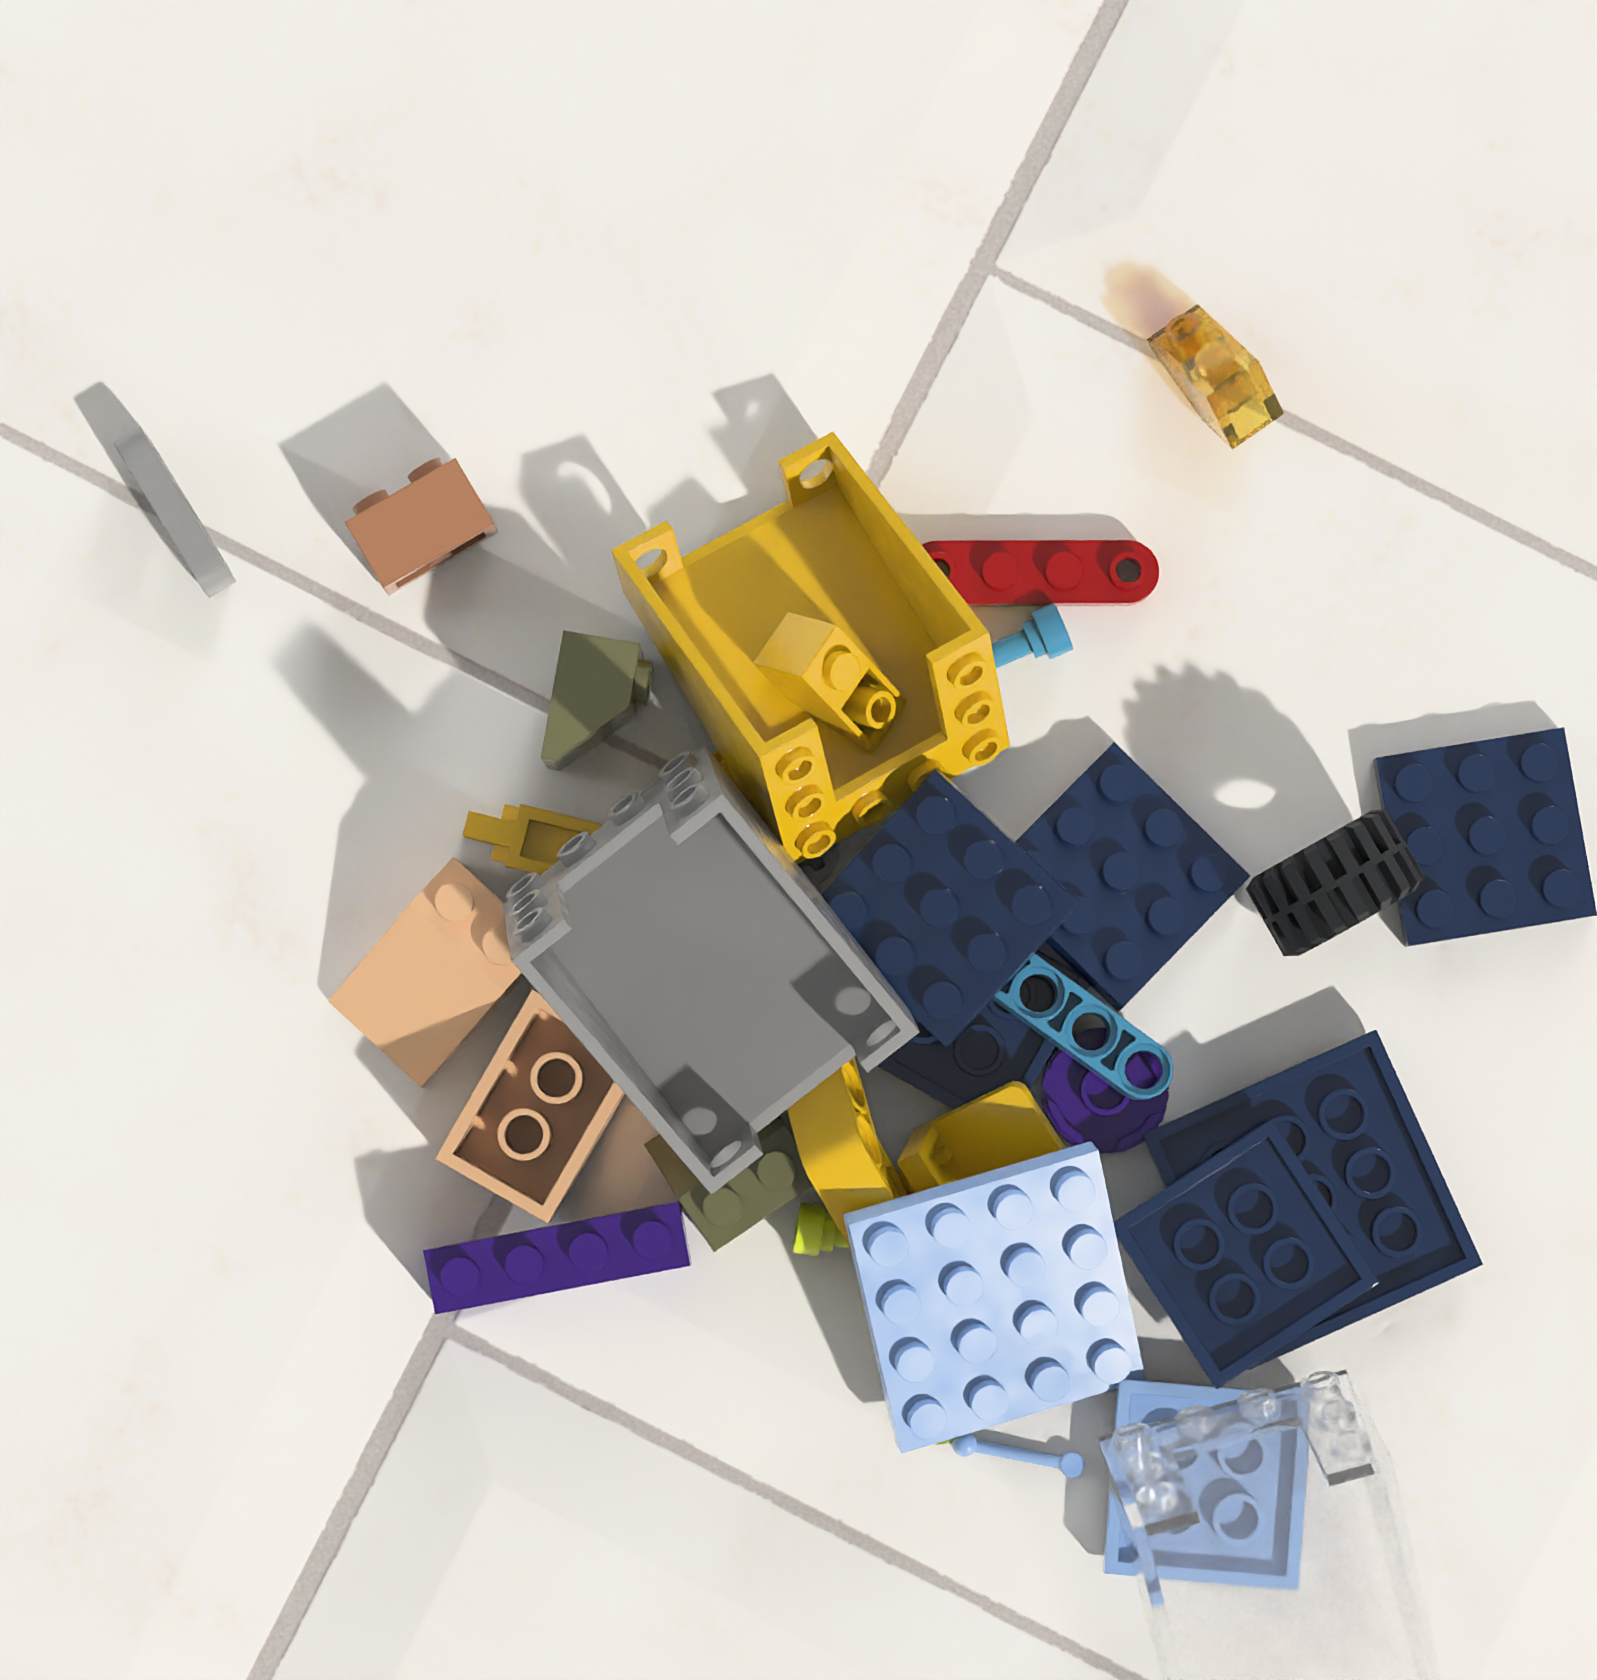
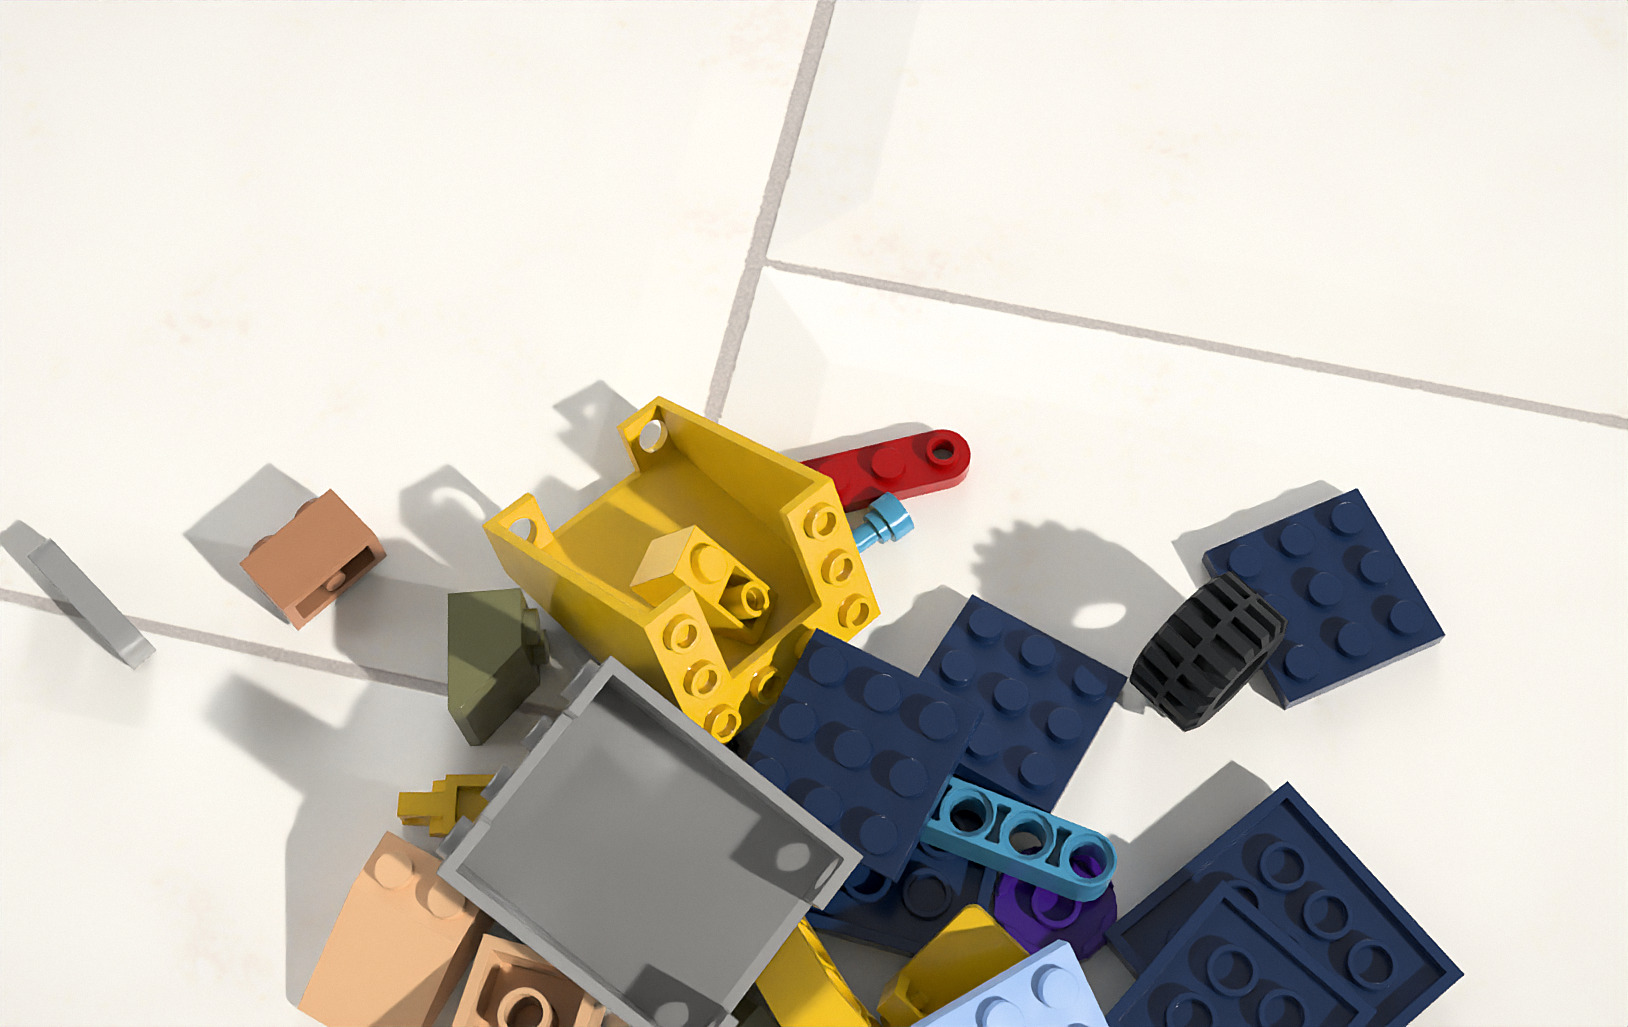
camera: 10 degrees left, 20 degrees down
(1216, 376) = (973, 286): clear yellow slope -> none

